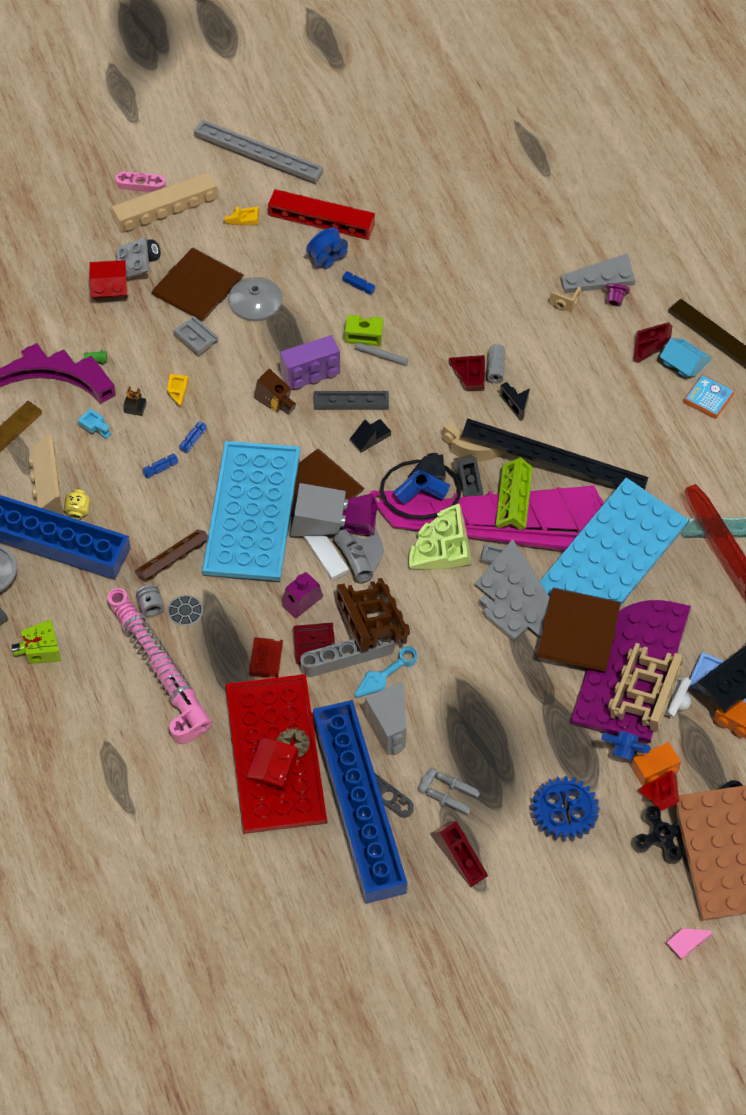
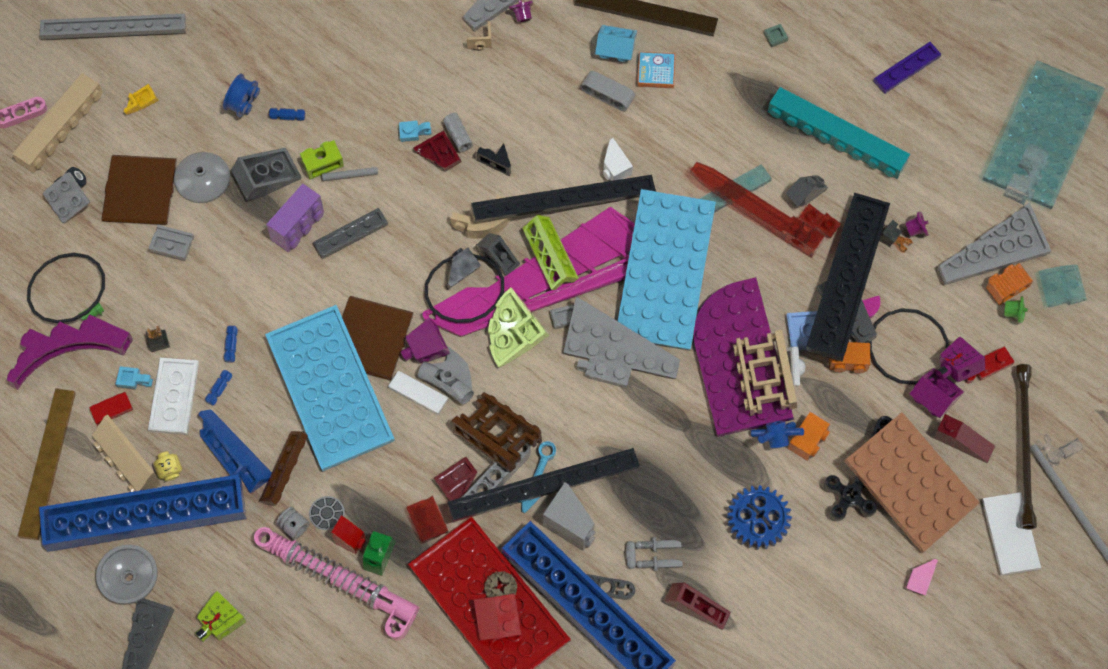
camera: 30 degrees left, 10 degrees up
(65, 437) = (112, 407): none -> red tile
(81, 305) = (52, 260): none -> black piece
(108, 279) = (56, 229): red slope -> none
(119, 454) = (173, 396): none -> white tile
(138, 521) = (233, 452): none -> blue wedge
(177, 388) = (186, 304): yellow slope -> none
(188, 632) = (348, 535): none -> red slope
(205, 660) = (379, 552): none -> green torso
(273, 392) = (280, 264): reddish brown torso -> none
(301, 595) = (425, 444): magenta torso -> none
(309, 317) = (265, 172): none -> dark grey slope
(318, 511) = (392, 359): light grey slope -> none
(321, 214) = (211, 62): red brick -> none
(369, 434) = (387, 259): black slope -> none
(383, 677) = (542, 485): none -> black plate
(431, 485) = (473, 281): blue piece -> none
(457, 344) = (411, 130): none -> medium azure plate
(579, 629) = (678, 349): reddish brown piece -> none
(621, 452) = (616, 163): none -> white slope
(651, 340) = (579, 41): dark red wing -> none
(652, 392) = (608, 91): none -> light grey beam
(662, 791) = (831, 459): red wing -> none

